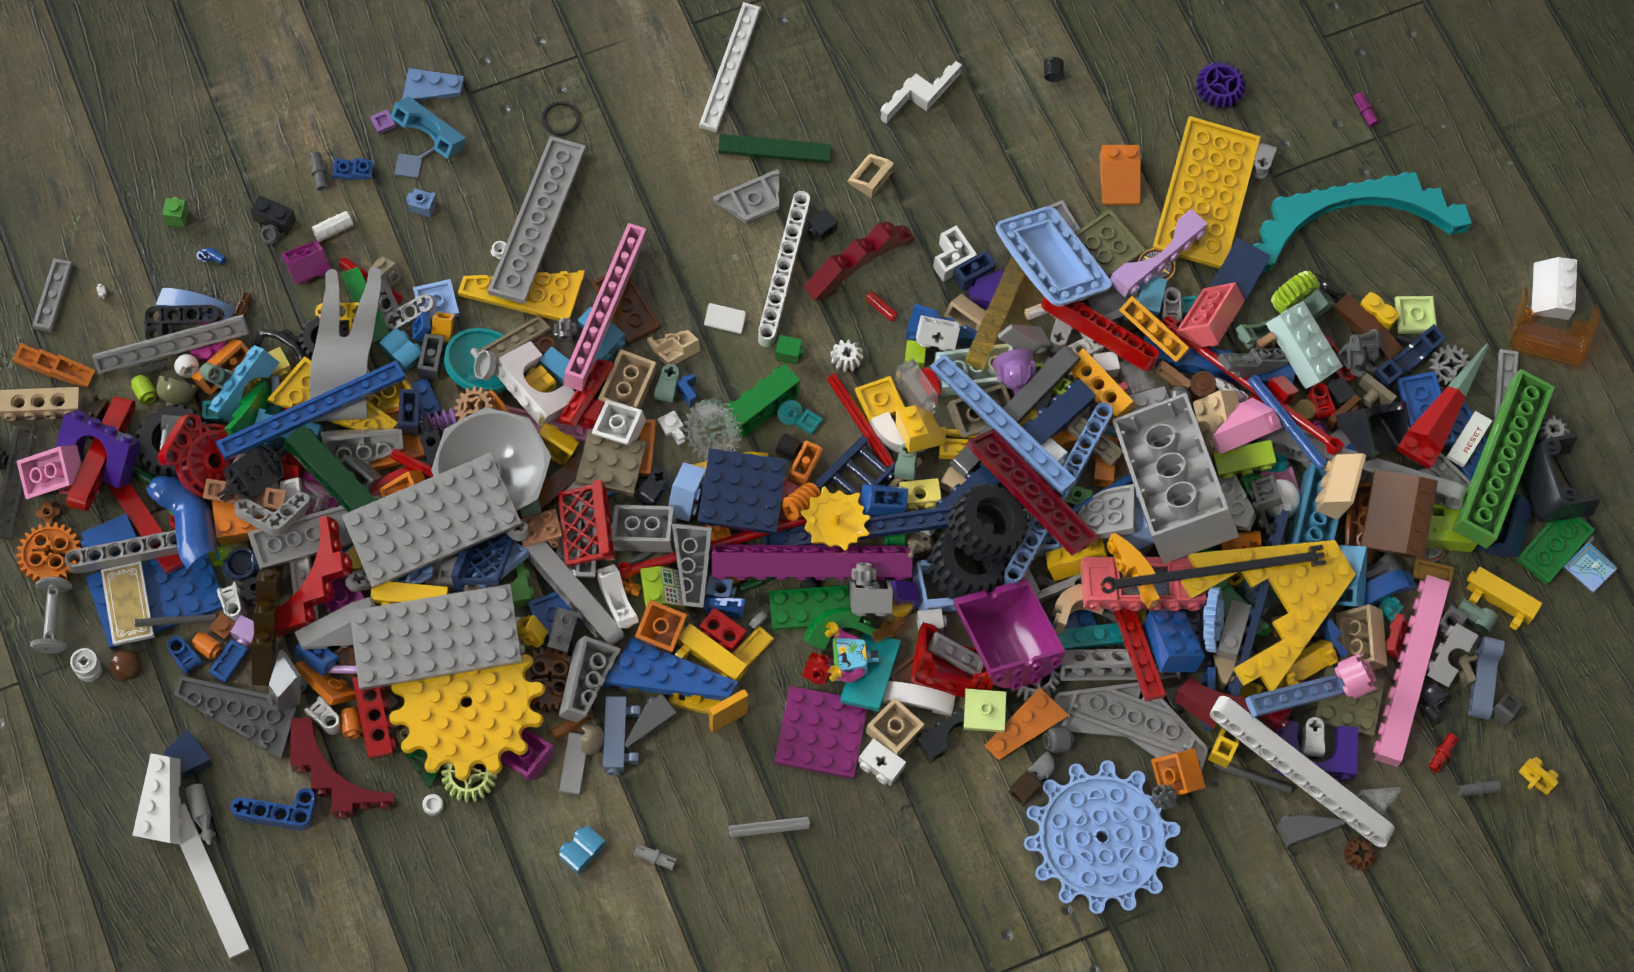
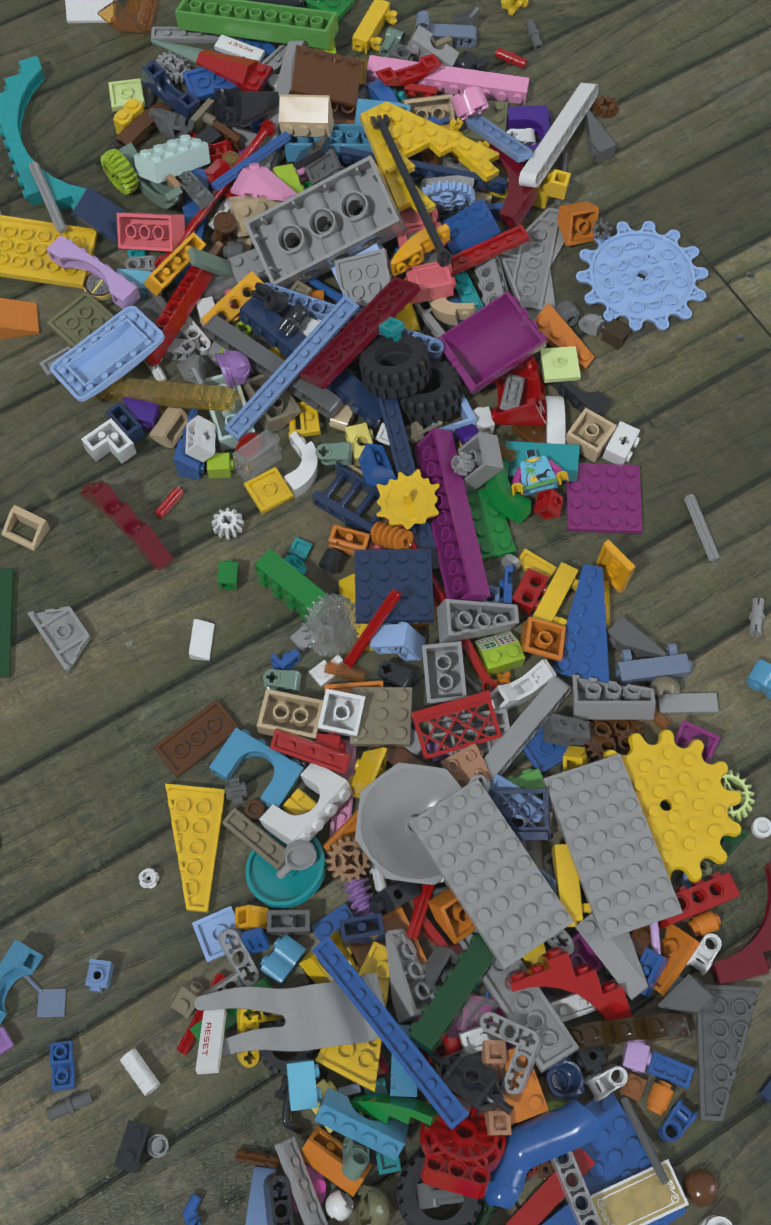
camera: 95 degrees left, 0 degrees up
(287, 342) = (302, 1084): none -> medium azure brick
(306, 262) = (187, 1094): magenta slope -> none
(338, 274) = (211, 1041): none -> white tile
(536, 220) = (110, 842): light grey plate -> none
(604, 307) = (213, 746): bright pink brick -> none
(665, 440) = (344, 671): none -> clear orange pin
(675, 347) = (239, 683): tan slope -> none
(698, 462) = (372, 627): none -> red axle
(784, 276) = (132, 586): white beam -> none
(822, 225) = (88, 564): black brick -> none
(860, 420) = (291, 505): red axle -> none
(918, 428) = (303, 444): yellow slope -> none
(1026, 519) = (392, 328): none -> teal tile
(1060, 432) = (294, 319): none -> black piece
(1083, 411) = (273, 299): none -> black piece
(1148, 362) = (210, 262): none -> sand green tile
(1265, 218) = (47, 197): none -> light grey axle
(1289, 484) = (312, 152): none -> black tile
(1379, 798) = (560, 93): clear slope -> none
(1412, 617) = (410, 74): none -> red slope

